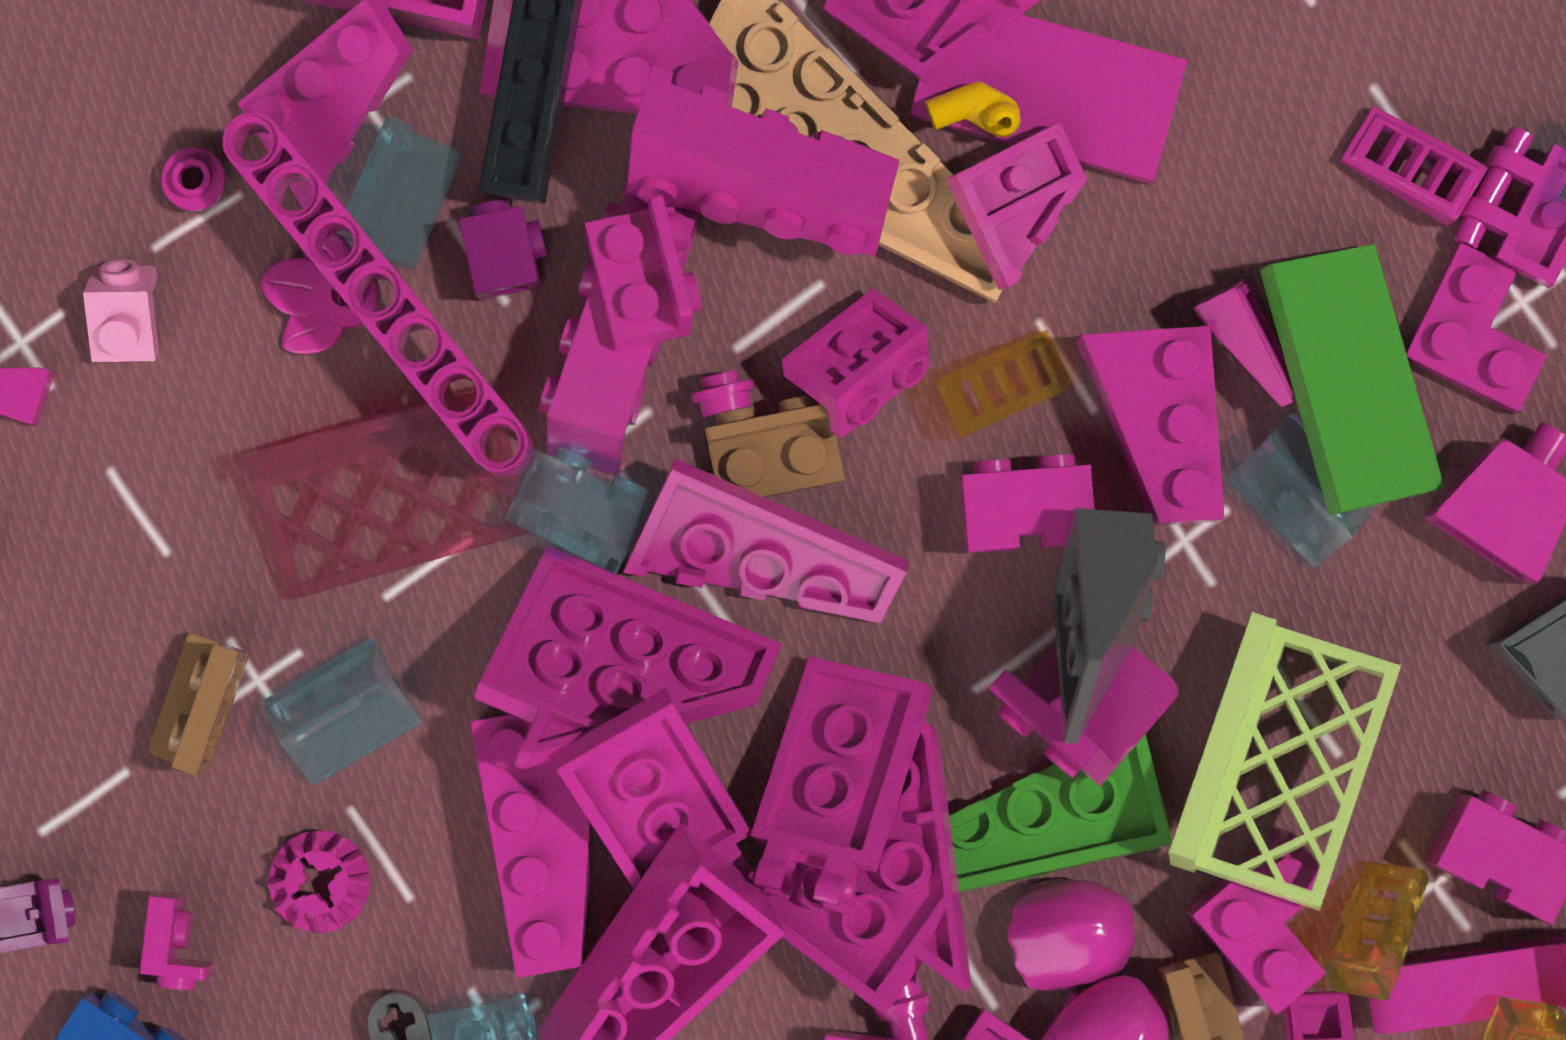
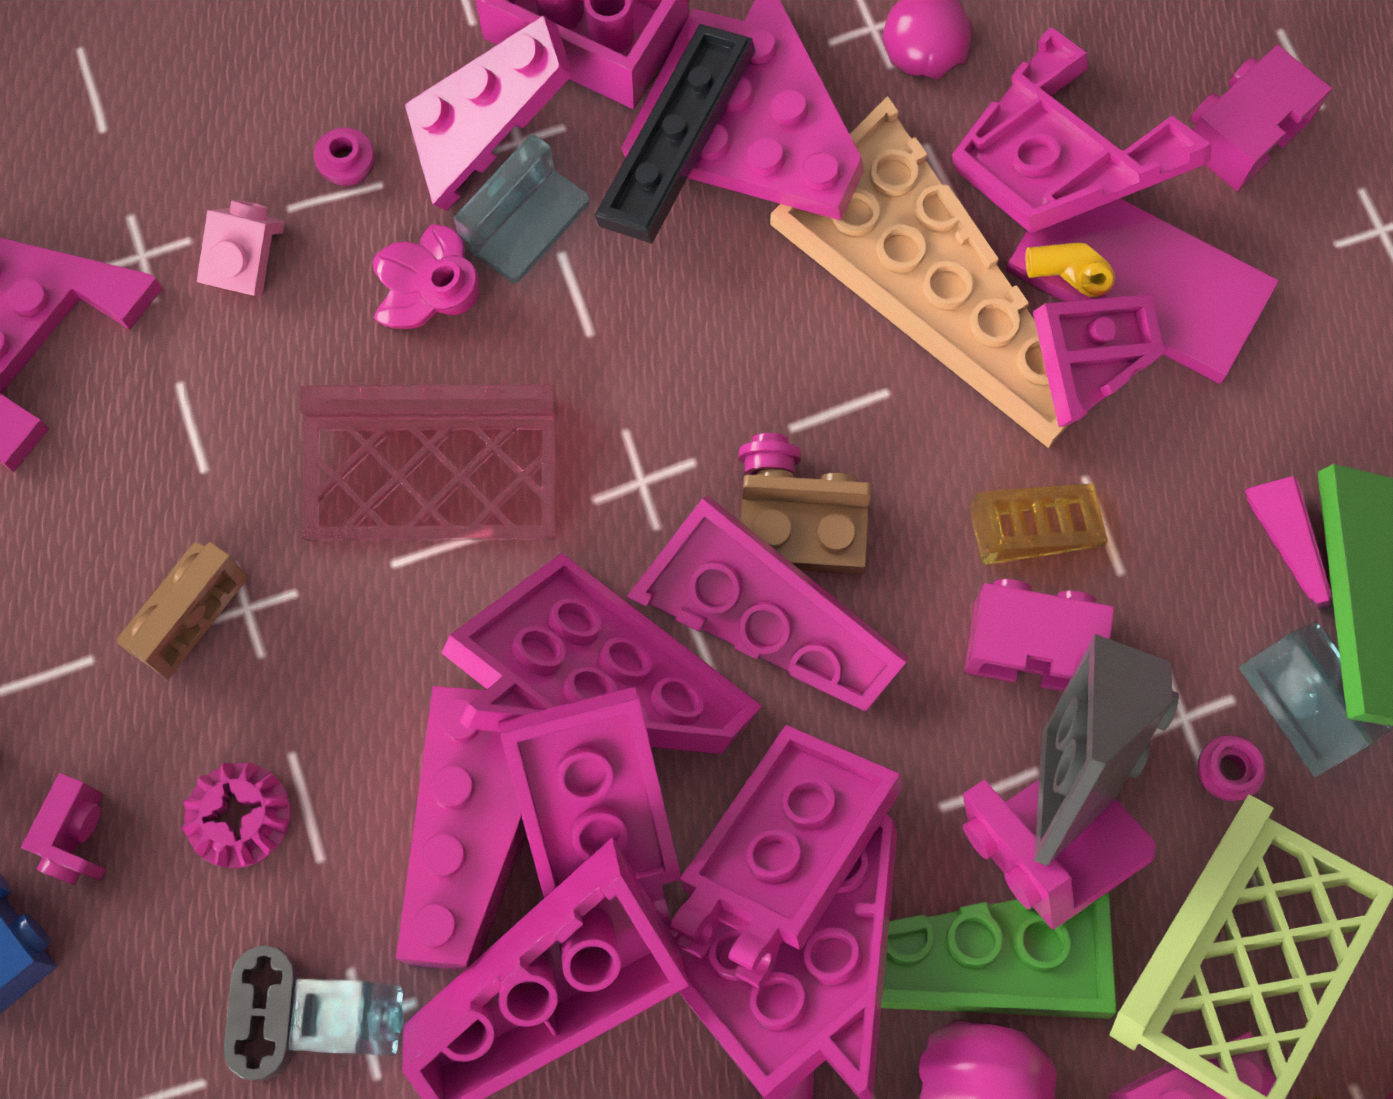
camera: 15 degrees right, 15 degrees down
(340, 712) = (313, 657): clear light blue panel -> none
(356, 272) = (481, 294): dark pink beam -> none
(502, 249) = (600, 280): magenta brick -> none
(579, 510) = (604, 524): clear light blue cylinder -> none
(601, 386) = (684, 374): dark pink wedge -> none
(642, 275) = (725, 313): dark pink bracket -> none
(756, 169) = (855, 247): dark pink wedge -> none
(860, 360) = (910, 459): dark pink bracket -> none
(1164, 415) = (1193, 583): dark pink wedge -> none
(1255, 575) = (1246, 756): none -> dark pink plate

